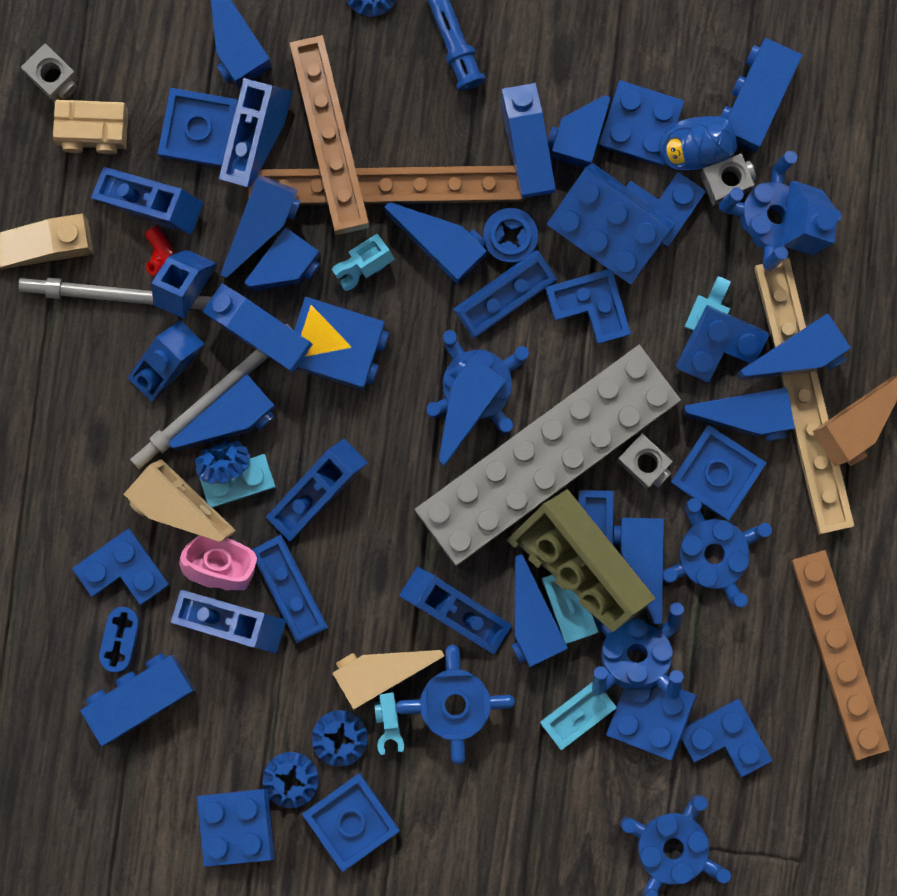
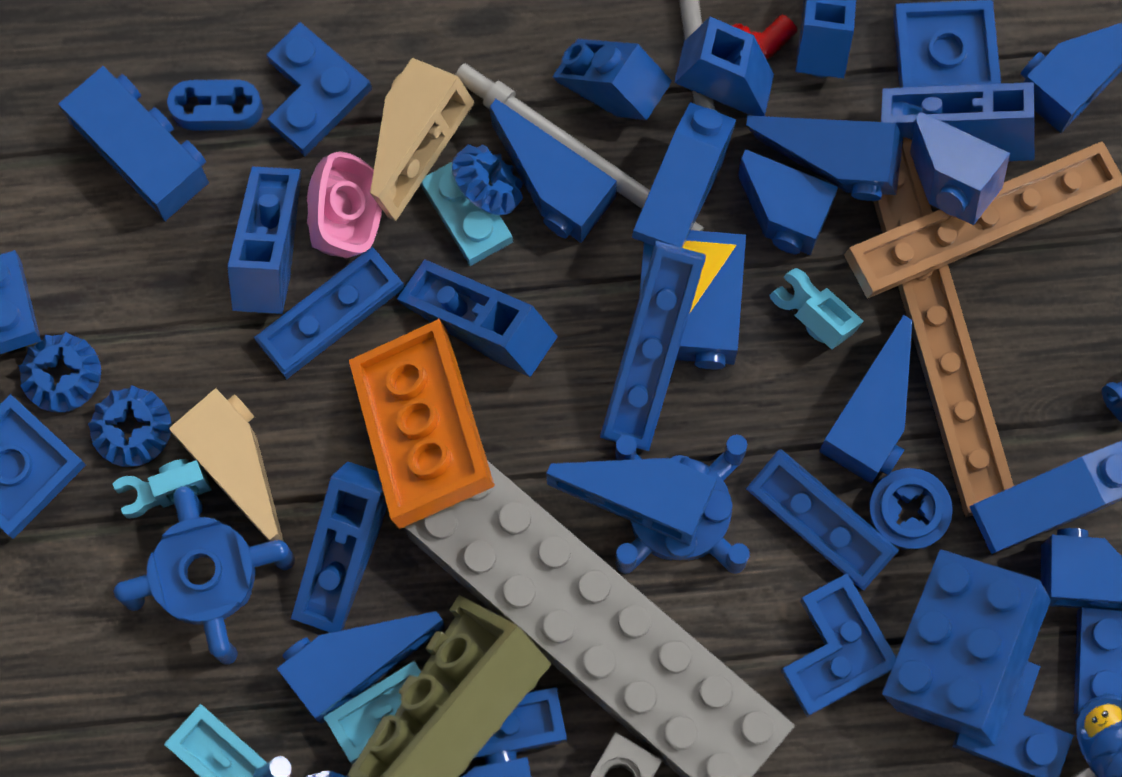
camera: 80 degrees right, 10 degrees down
(294, 146) = (956, 168): none -> slope
(369, 376) = (653, 344): none -> blue tile
(388, 540) = (420, 424): none -> orange plate

